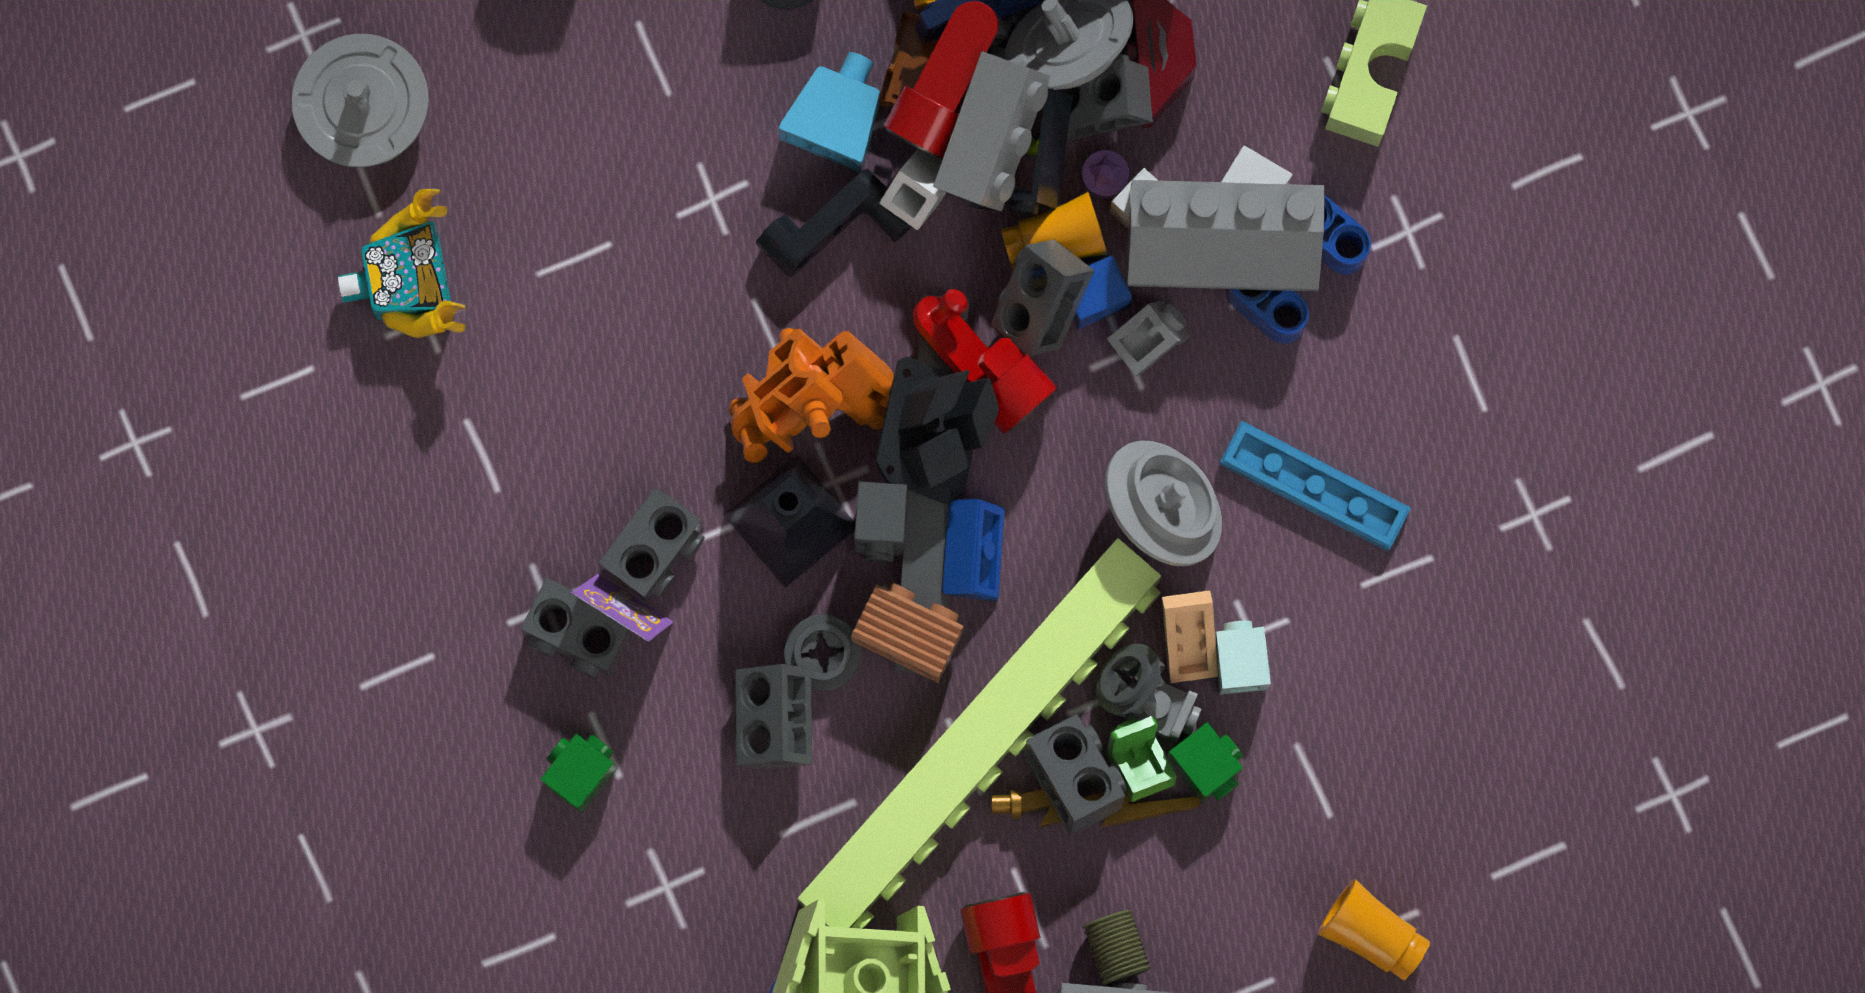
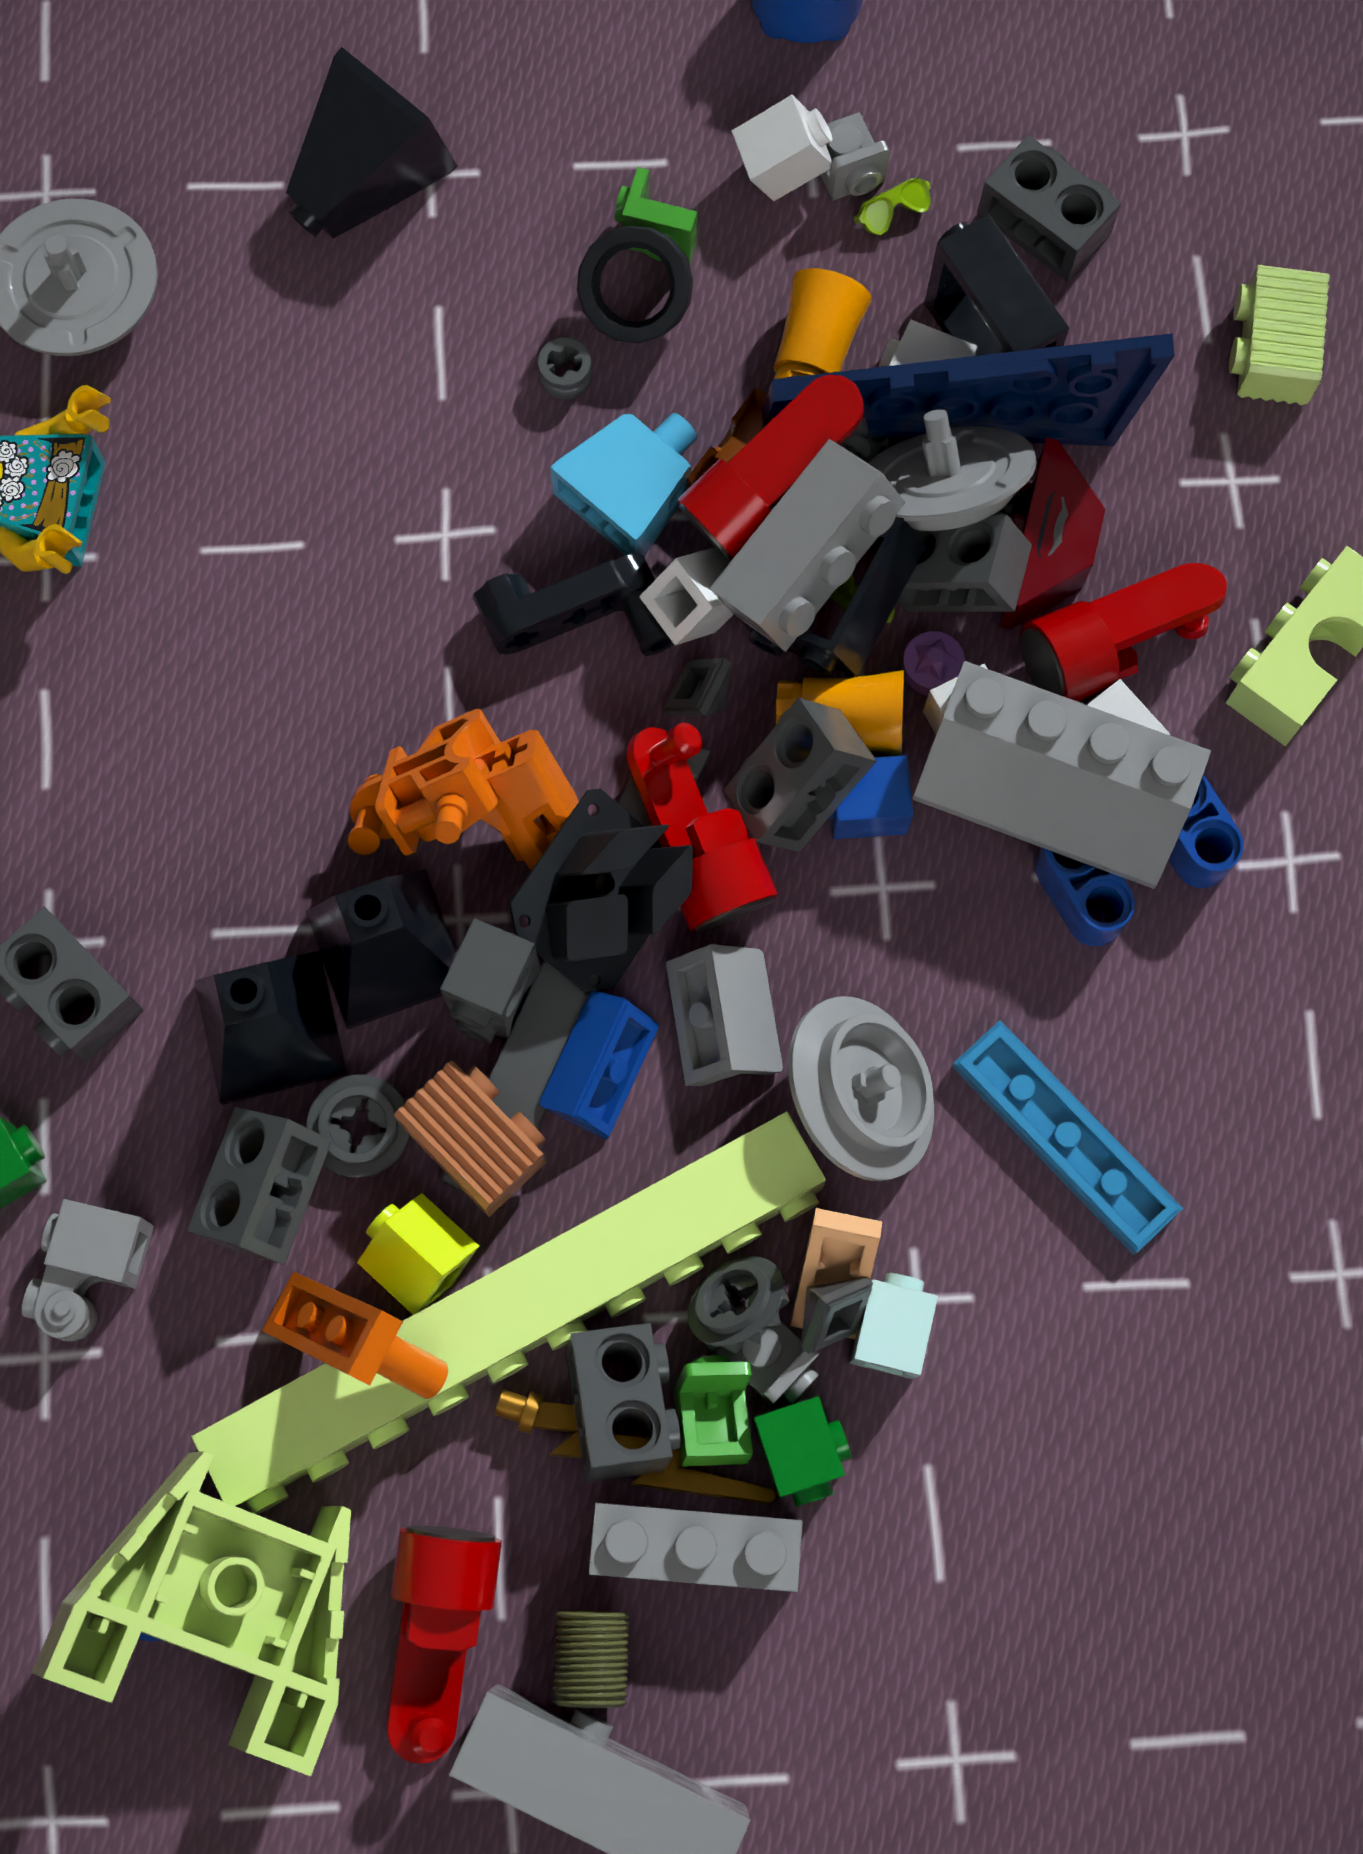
camera: 20 degrees right, 5 degrees down
(622, 607) = (124, 978): medium lavender sticker -> none
(640, 539) = (189, 902): dark grey brick -> none
(670, 802) = (82, 1249): none -> light grey brick
(733, 624) = (270, 1027): none -> black slope
(764, 50) = (556, 354): none -> dark grey bush
(877, 793) = (352, 1337): none -> orange piece
(898, 724) = (416, 1252): none -> neon yellow brick
(944, 253) = (700, 688): none -> dark grey slope
(1047, 484) = (723, 1014): none -> light grey panel
(1149, 336) = (918, 874): light grey bracket -> none
(1160, 851) = (696, 1547): none -> light grey brick
(1197, 662) = (833, 1312): none -> dark grey slope
(1215, 125) = (1089, 644): none -> red piece
(1373, 931) = (945, 1767): light orange plant -> none

